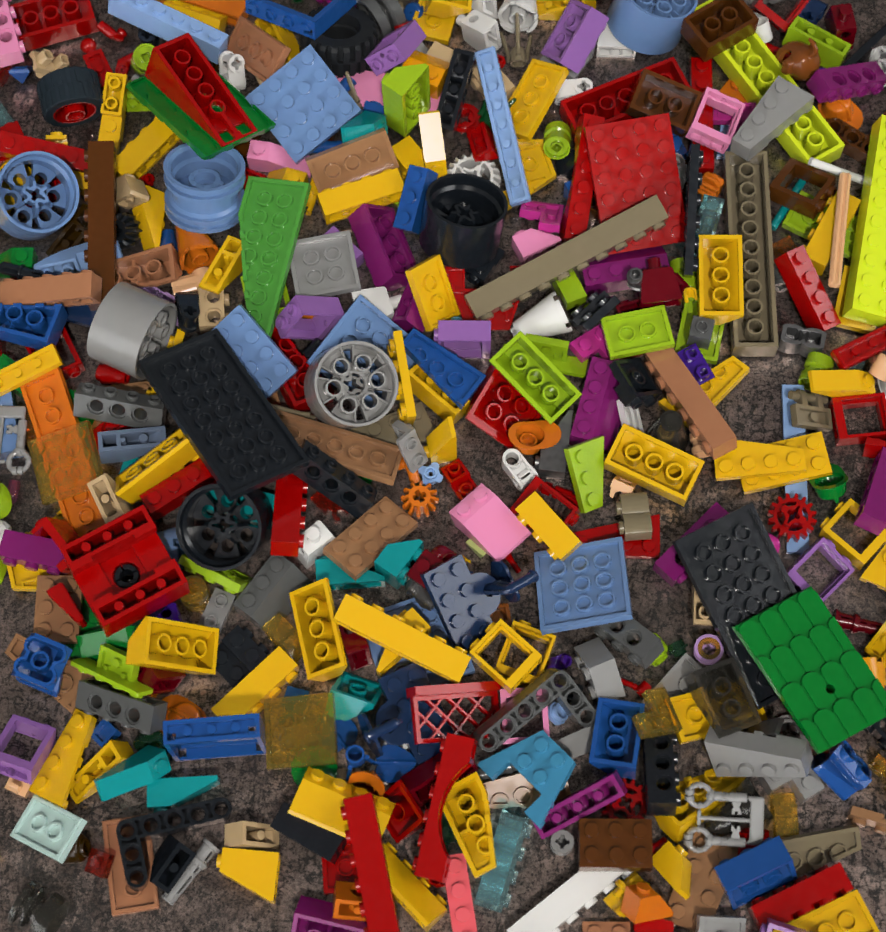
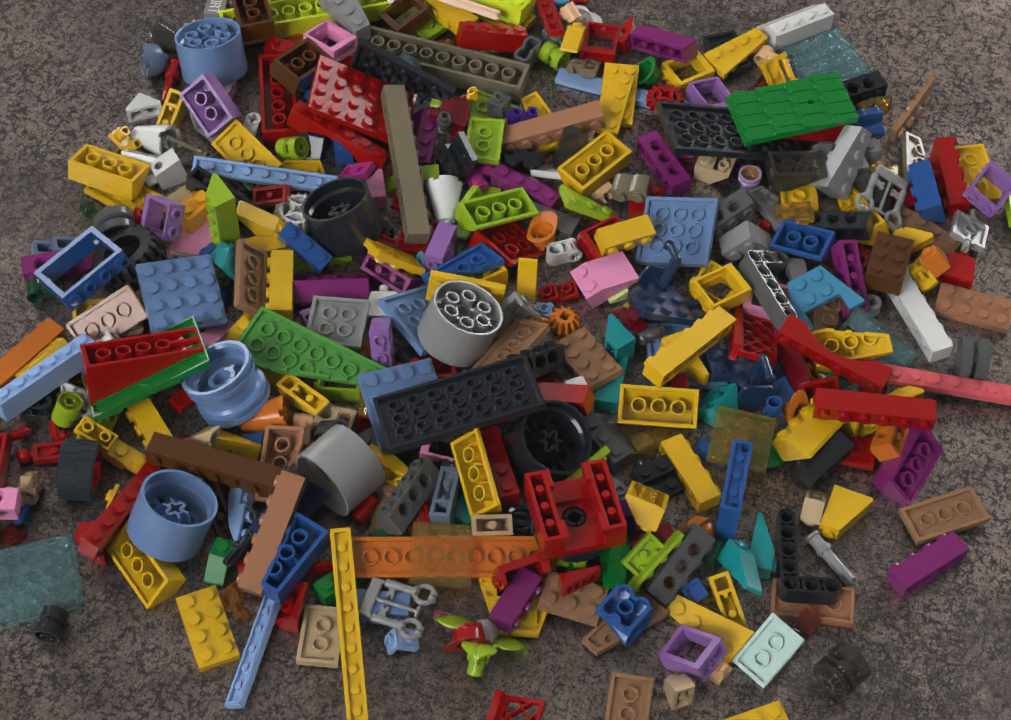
camera: 75 degrees left, 15 degrees down
(170, 863) = (821, 563): black slope -> none
(720, 278) = (464, 75): yellow slope -> none

